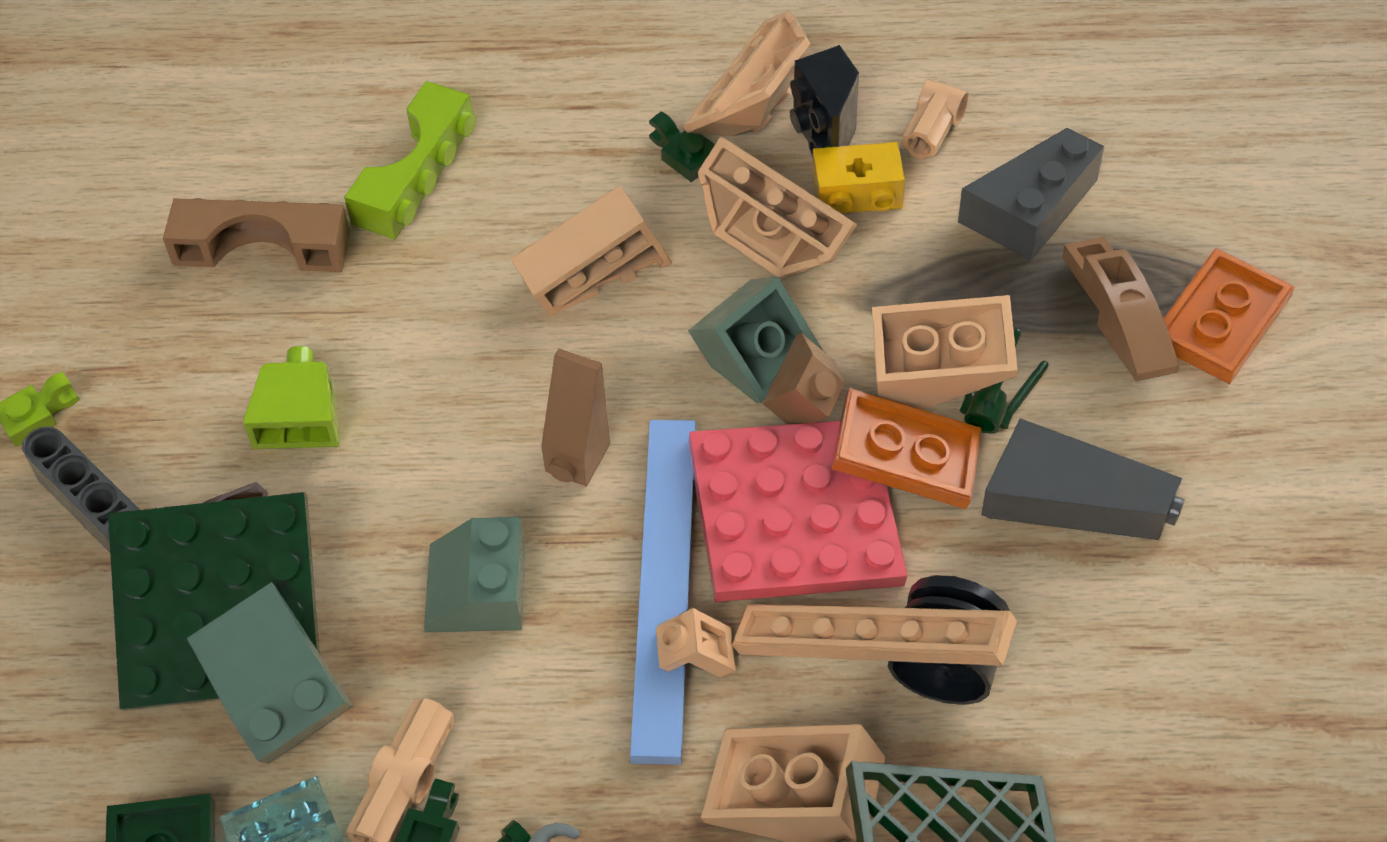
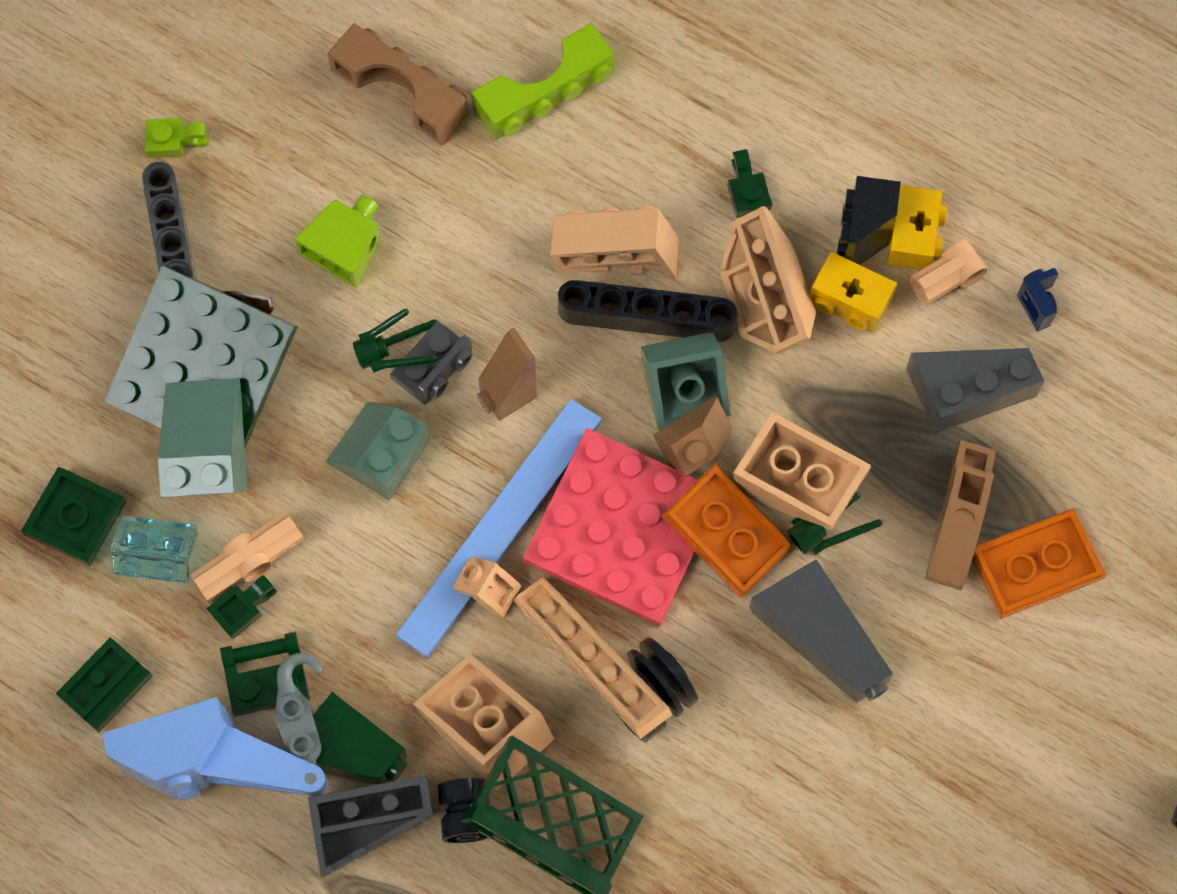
camera: 30 degrees right, 15 degrees up
(402, 486) = (372, 349): none -> dark green plant
(474, 468) = (432, 378): none -> dark grey bracket
(663, 299) = (633, 298): none -> black beam
(753, 81) = (831, 163): light nougat wedge -> none
(882, 102) = (912, 247): none -> yellow brick
(1034, 96) = (1036, 301): none -> dark blue bracket

